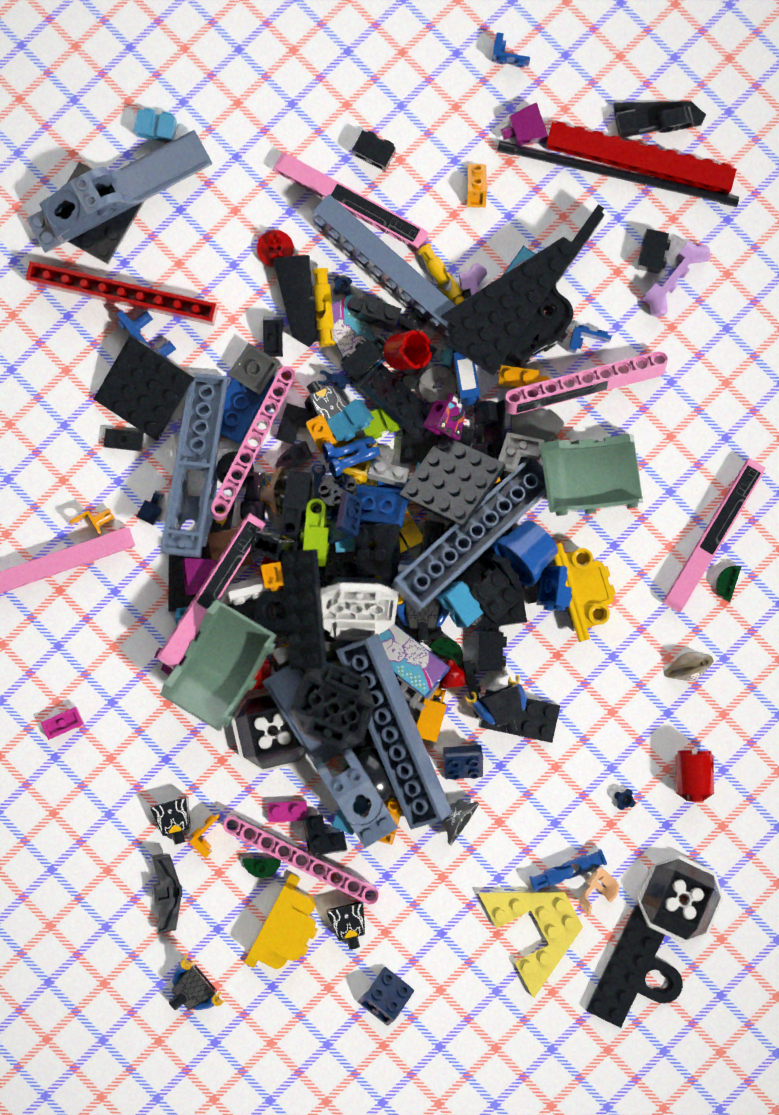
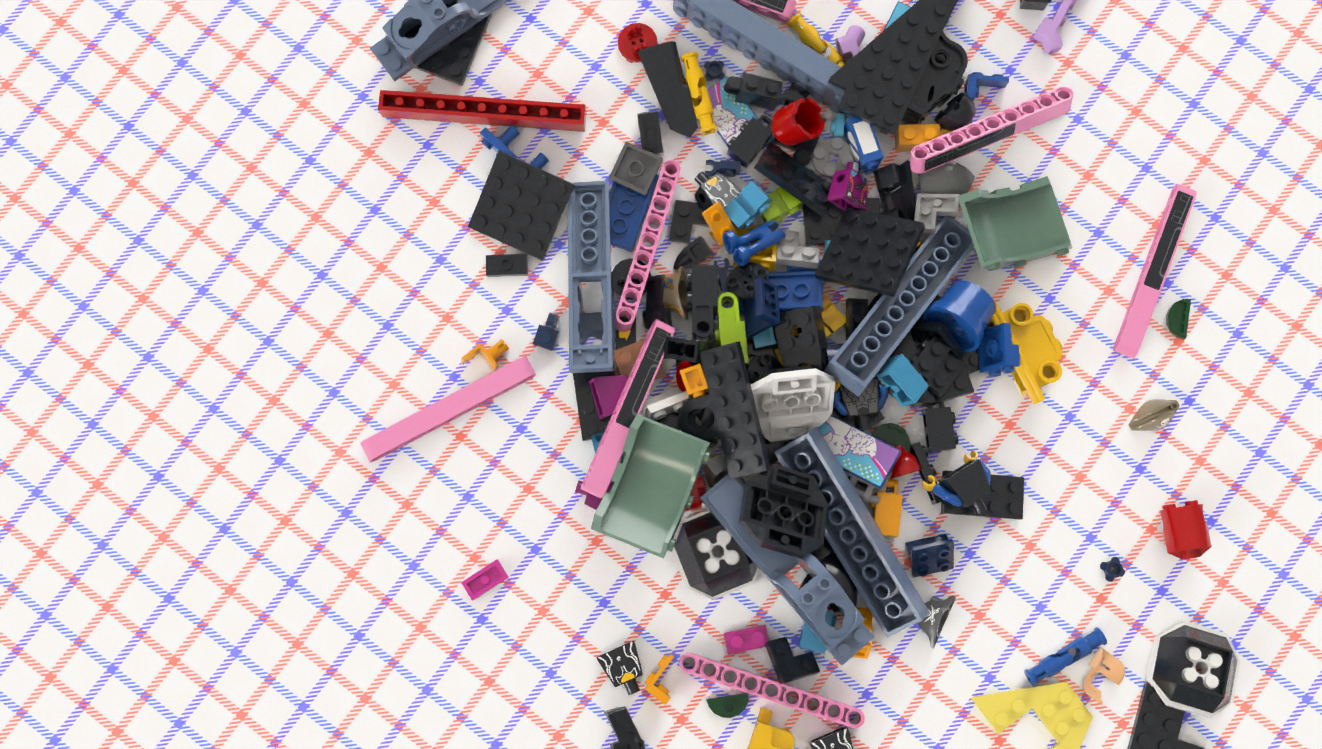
camera: 10 degrees left, 5 degrees down
(558, 362) = (957, 114): none -> black cylinder

